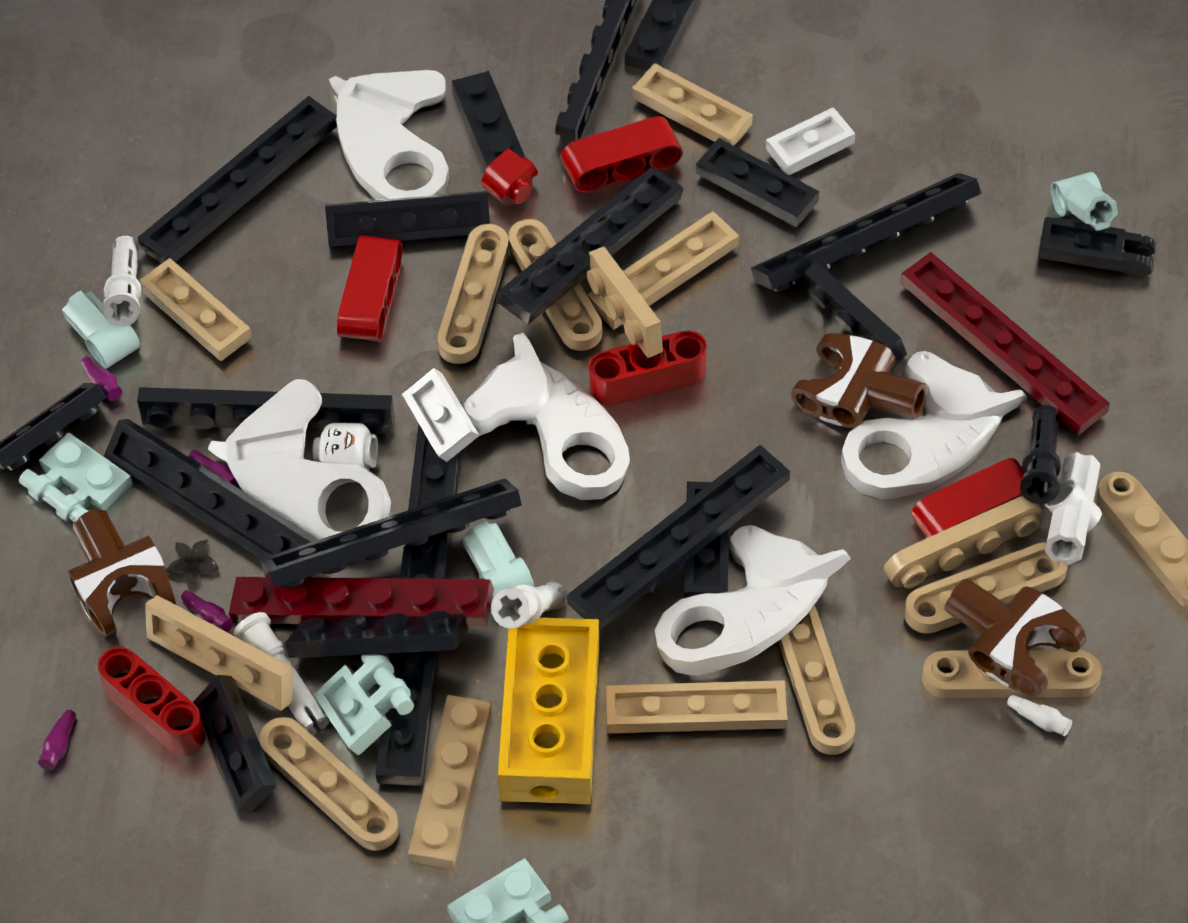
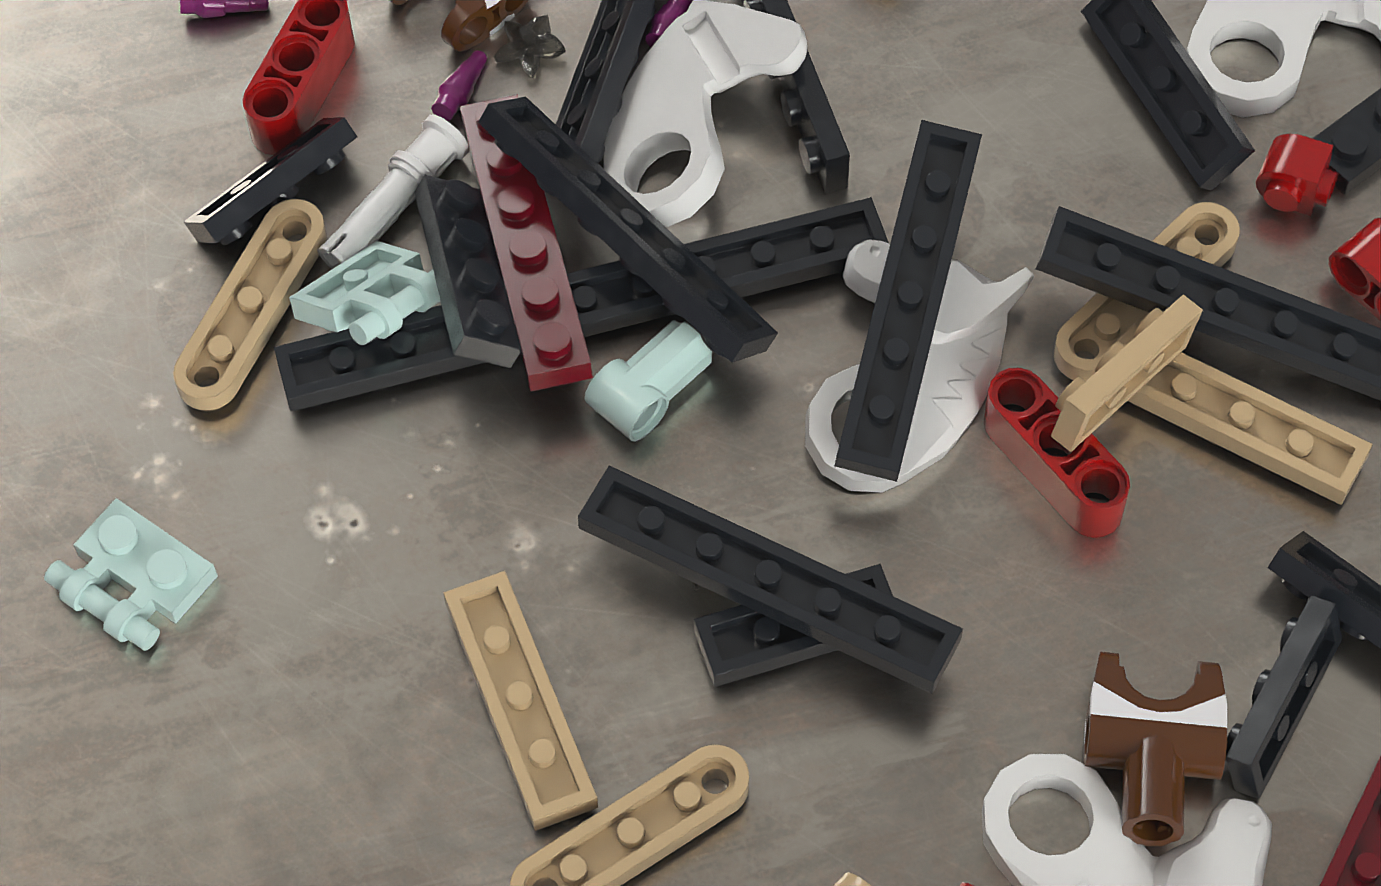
camera: 70 degrees right, 5 degrees up
(219, 652) = (379, 128): tan plate -> none
(346, 445) = (755, 140): white head -> none
(369, 288) = (1030, 77): red beam -> none
(440, 415) = (839, 218): white plate -> none
(450, 782) = (307, 442): tan plate -> none
(473, 294) = (1112, 194): tan plate -> none
(521, 394) = (908, 301): none -> black plate
(526, 603) = (553, 410): white pin -> none
(549, 712) = (434, 511): yellow brick -> none
(780, 591) = (690, 726): white animal -> none

